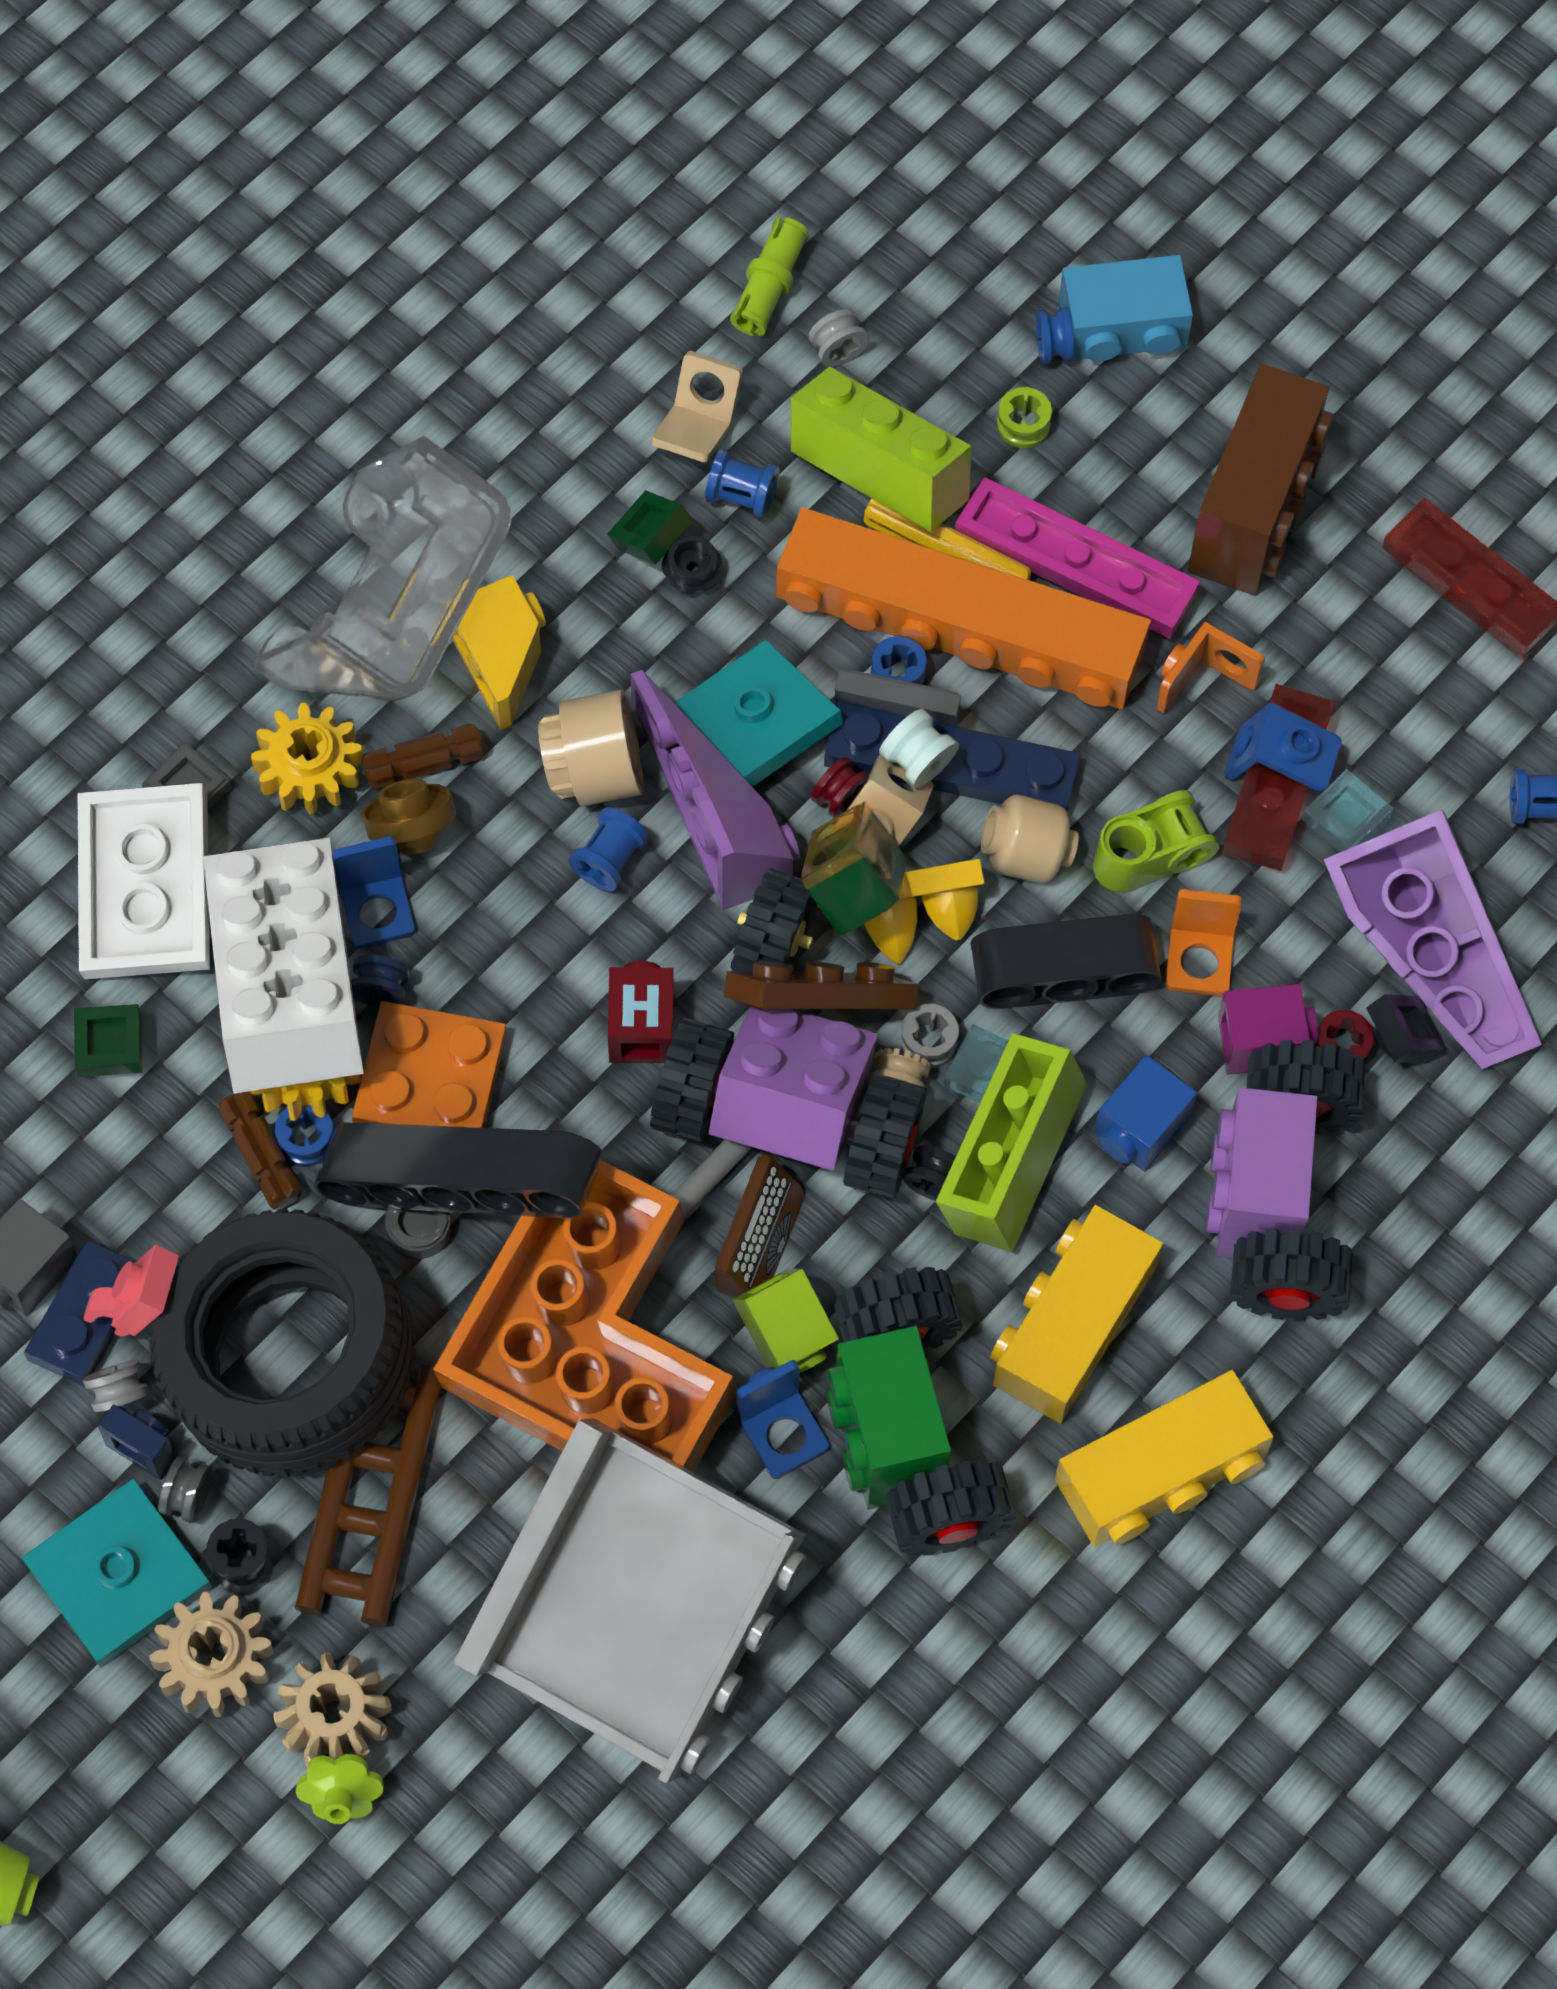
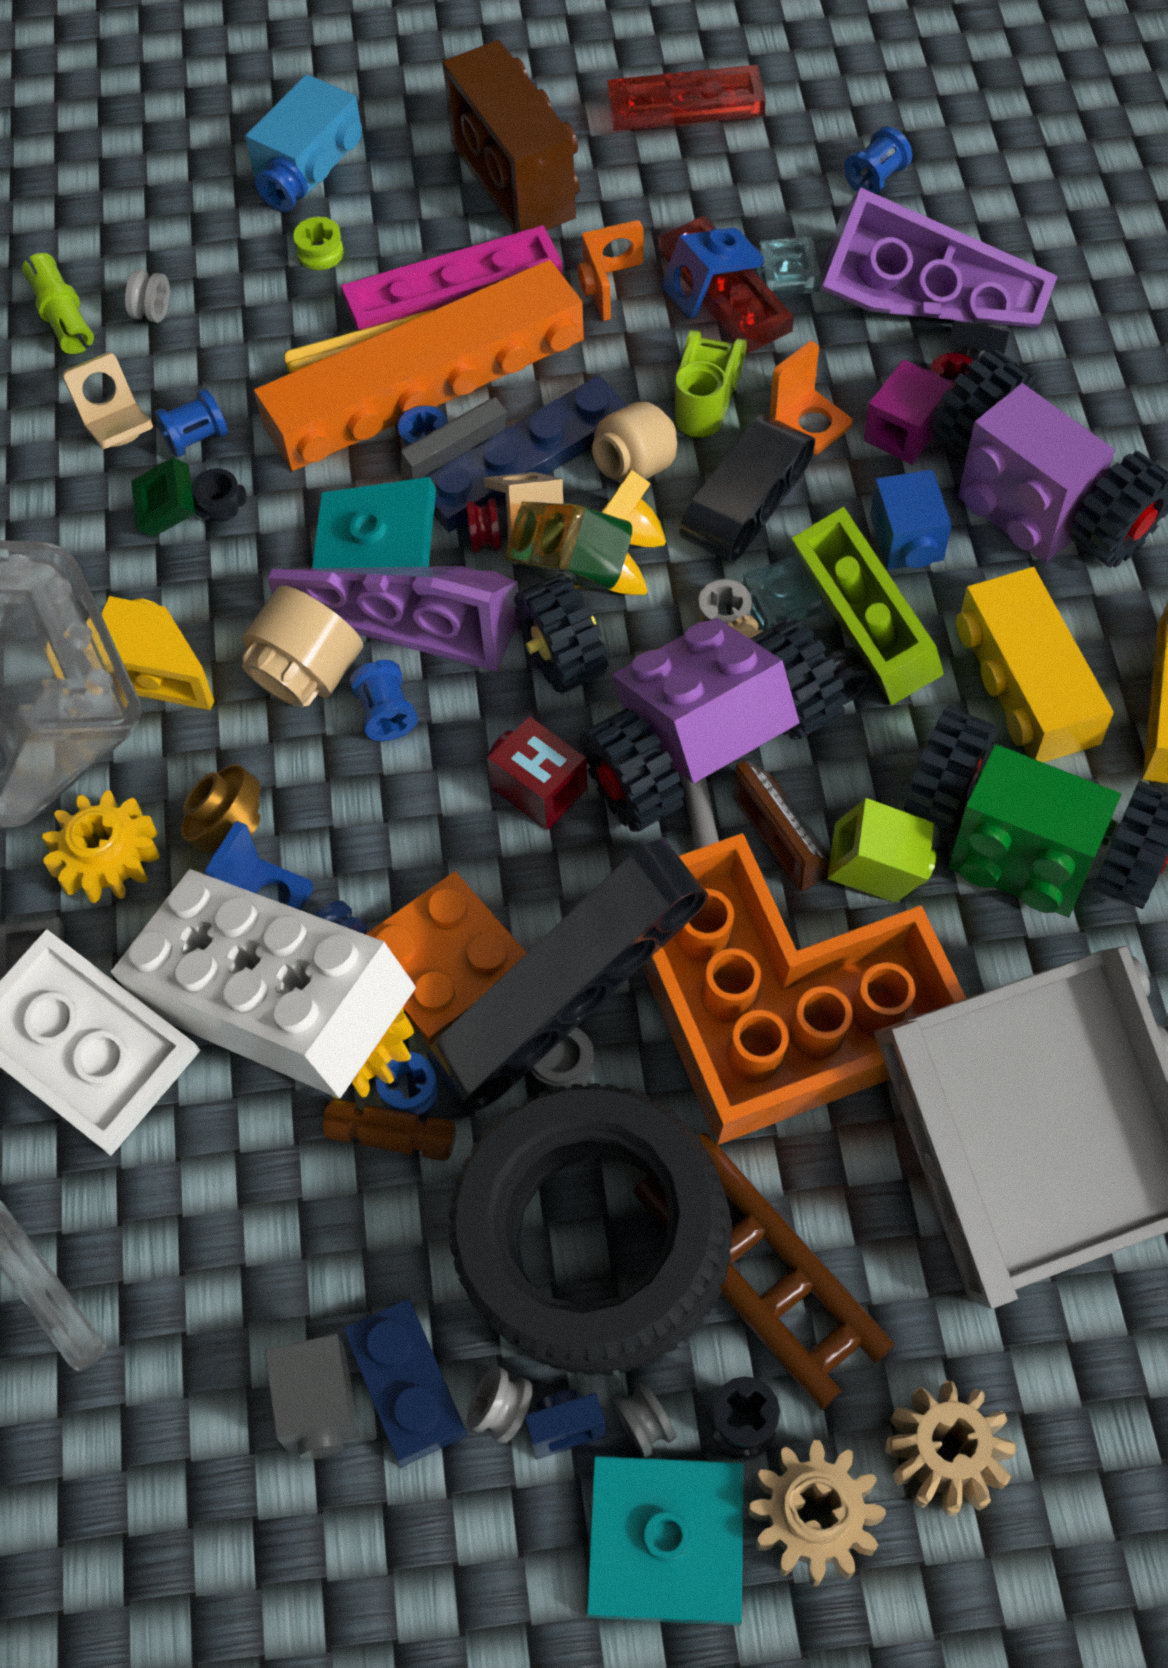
camera: 45 degrees left, 5 degrees down
(108, 1040) = (184, 1175): dark green plate -> none
(136, 1294) = (455, 1313): coral plate -> none
(339, 1787) = (1029, 1496): lime plant -> none
(423, 755) = (179, 770): reddish brown axle -> none
(774, 1397) = (942, 907): blue bracket -> none
(821, 987) = (641, 629): reddish brown plate -> none
(880, 448) = (259, 316): lime brick -> none
(919, 748) = (511, 446): light aqua wheel -> none

